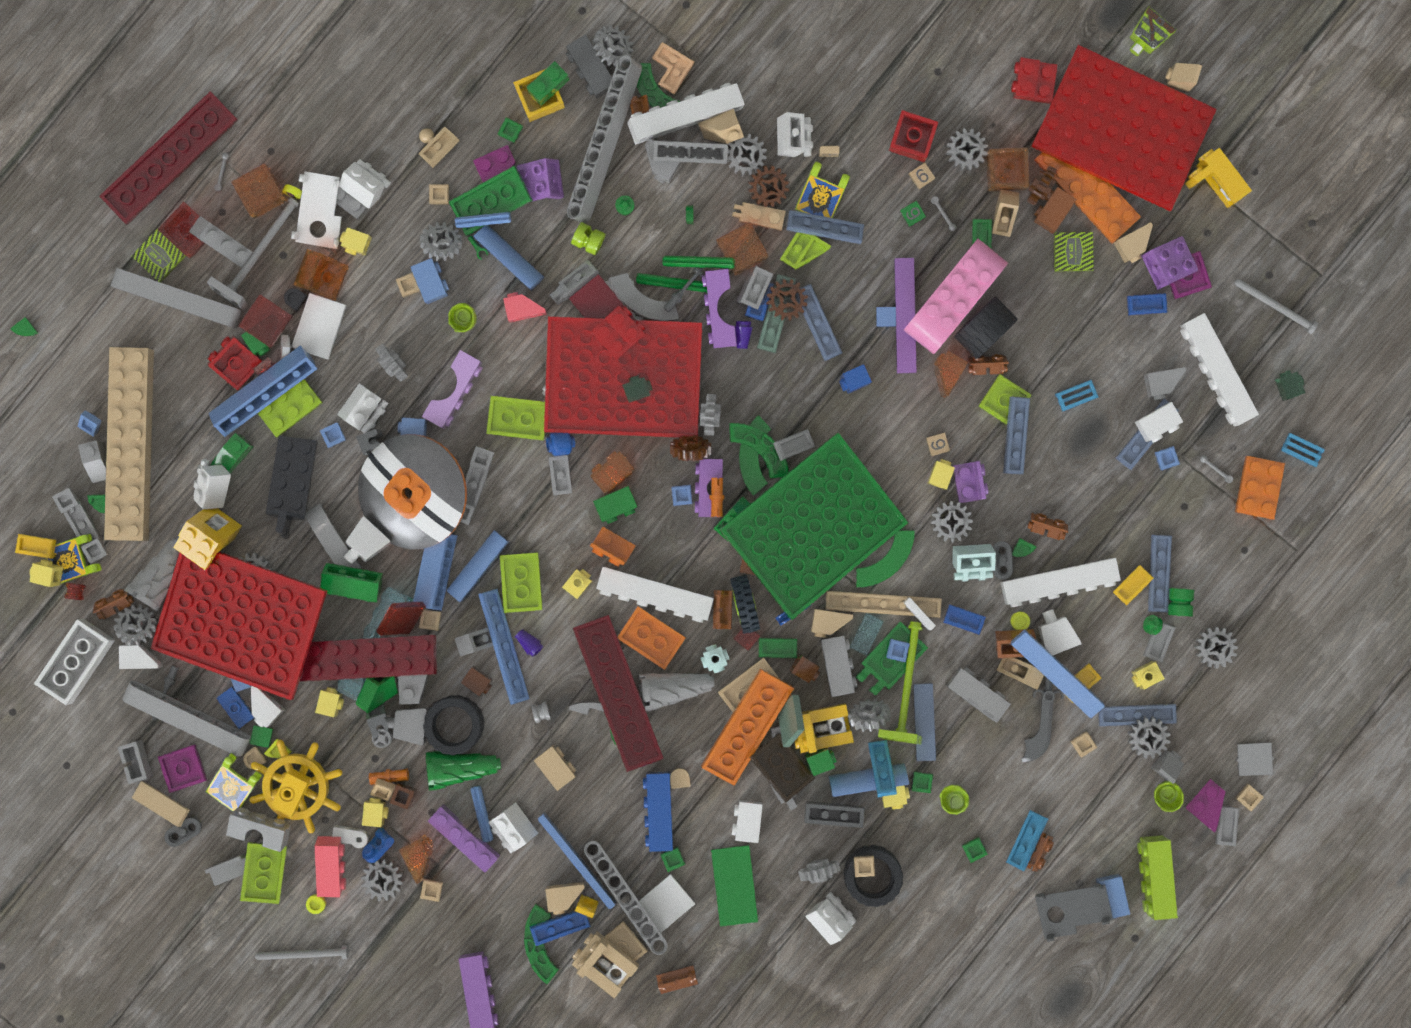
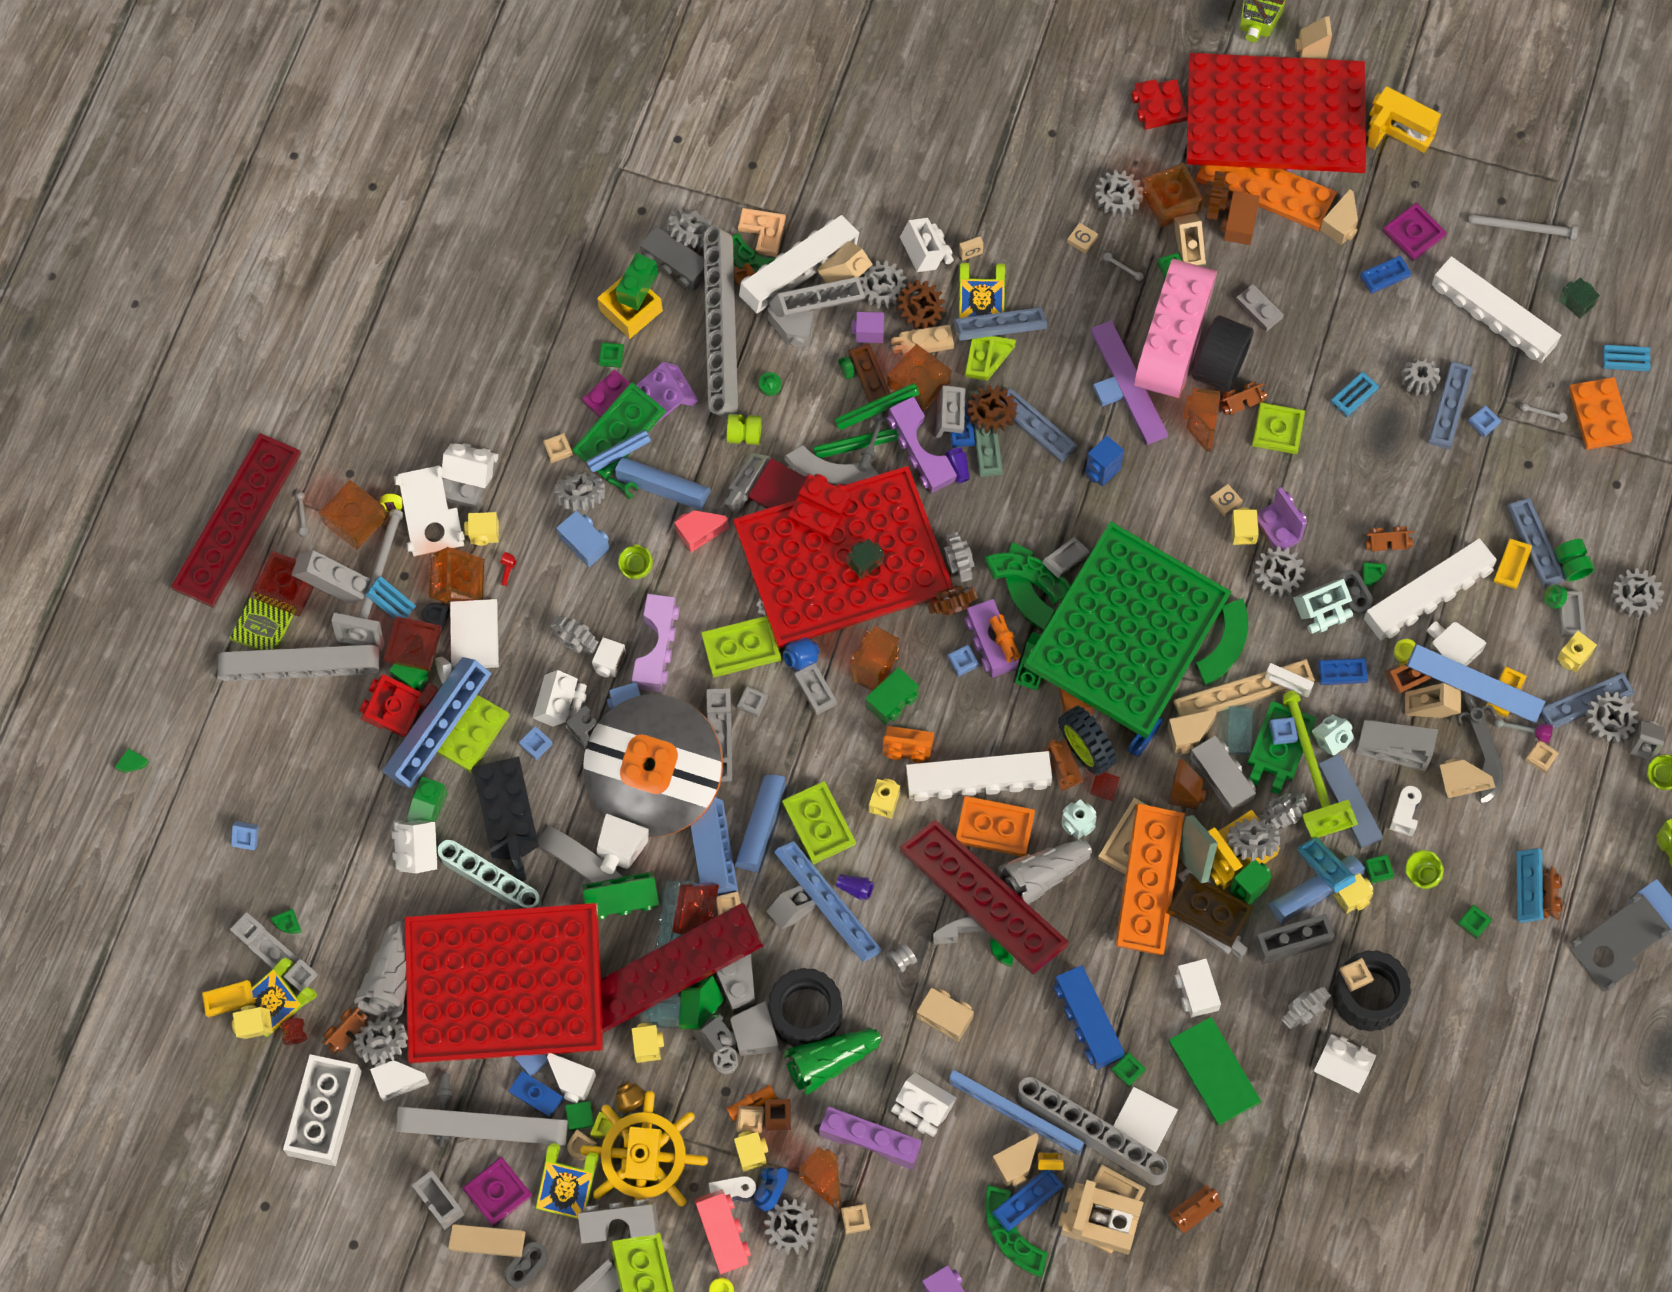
camera: 15 degrees left, 20 degrees down
(94, 460) = (266, 874): light grey slope -> none
(129, 444) = (301, 842): tan brick -> none
(206, 535) = (429, 902): yellow brick -> none
(251, 524) = (483, 868): none -> light aqua beam
(272, 288) = (391, 596): none -> dark azure tile
(301, 739) = (629, 1096): none -> pearl gold cone
(367, 276) = (509, 561): none -> red hand
(407, 285) = (559, 553): tan tile -> none
(412, 388) = (608, 658): none -> white brick
(436, 146) = (536, 399): tan plate -> none
(477, 681) = (812, 952): reddish brown brick -> none
(481, 813) = (878, 1103): medium blue axle -> none
(509, 465) = (752, 701): none -> light grey tile
(679, 778) = (1098, 972): tan tile -> none
(706, 228) = (868, 372): none -> reddish brown tile
(720, 189) = (869, 327): none -> medium lavender brick
(778, 647) = (1145, 783): green tile -> none
(830, 724) = (1253, 839): none -> light grey gear
(912, 214) = (1089, 278): green tile -> none
(913, 136) = (1055, 199): red brick -> none
(934, 668) = (1333, 734): none -> light aqua brick
(961, 746) = (1406, 804): none -> white leg
(1015, 740) = (1464, 778): none -> tan slope
(1016, 435) = (1308, 457): sand blue tile -> none
(1035, 292) = (1259, 307): none -> light grey plate
(1073, 251) = (1281, 252): tile -> none
(1092, 728) = (1542, 732): none -> hinge
(1140, 406) = (1412, 378): none -> light grey gear
(1158, 422) = (1457, 382): white brick -> none
(1162, 382) = (1440, 343): light grey slope -> none
(1169, 262) = (1388, 224): medium lavender bracket -> none

